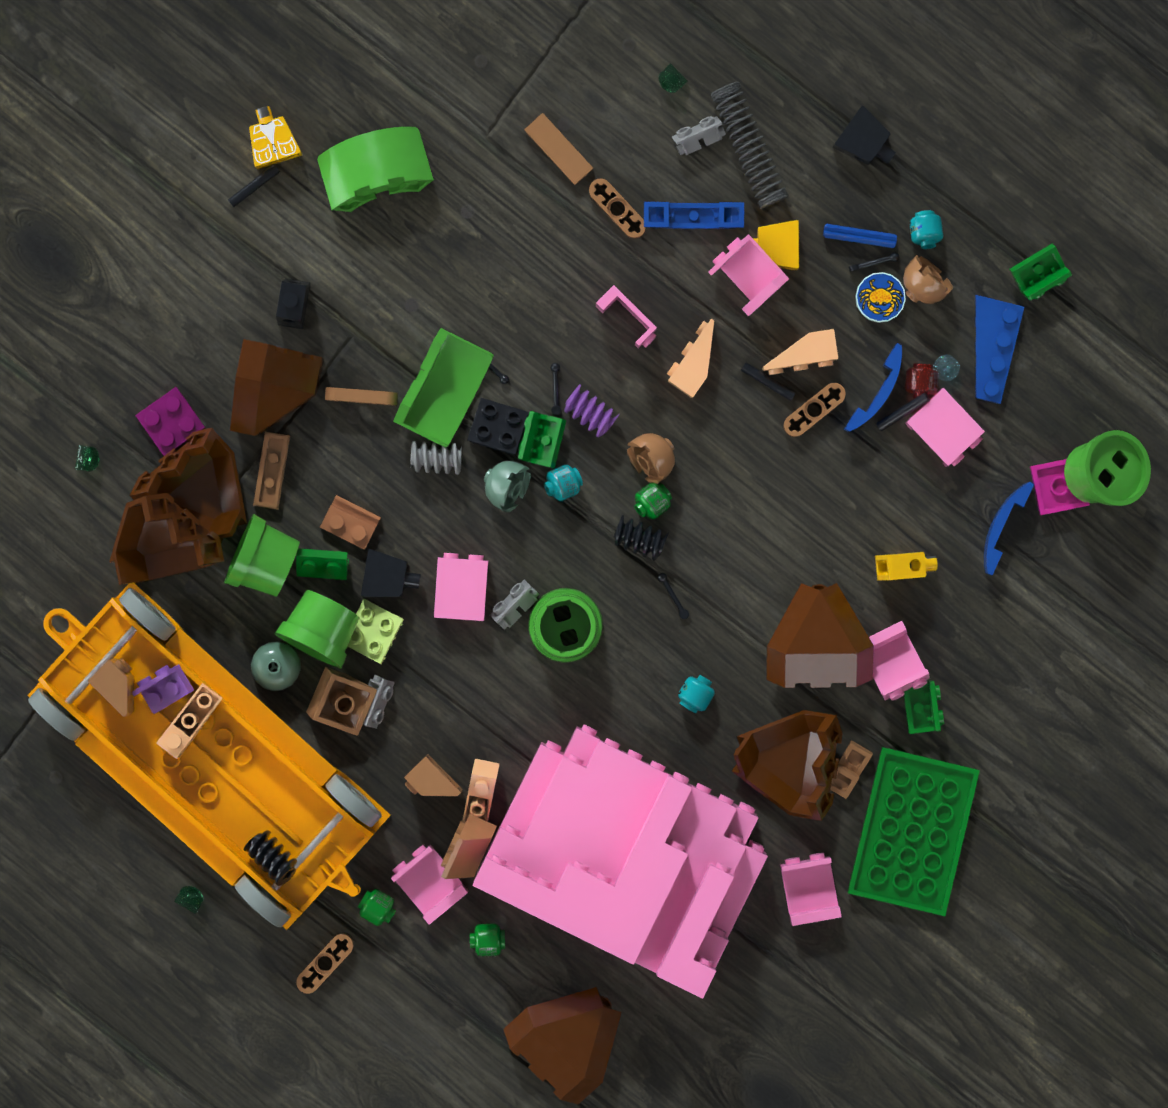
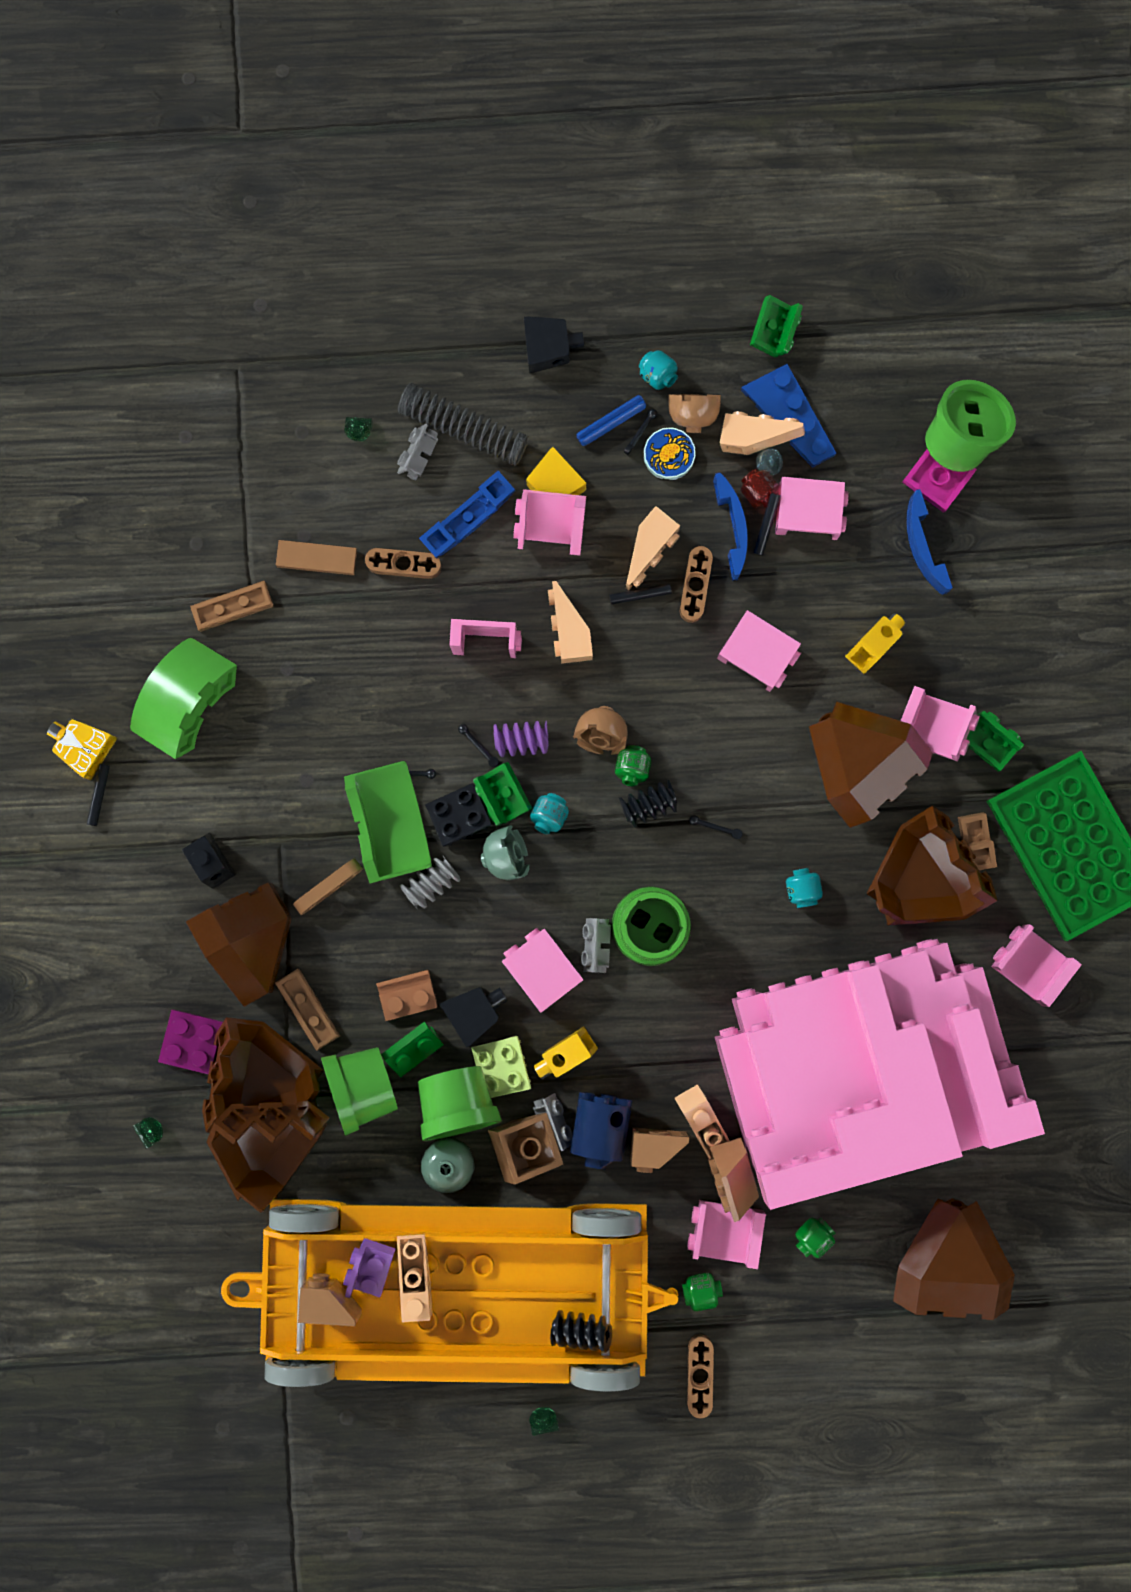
camera: 40 degrees left, 5 degrees down
(405, 734) = (600, 1129): none -> dark blue cylinder
(435, 663) = (573, 1048): none -> yellow torso
(467, 131) = (232, 606): none -> medium nougat tile
(816, 499) = (760, 650): none -> bright pink panel
(948, 336) = (752, 434): none -> light nougat slope

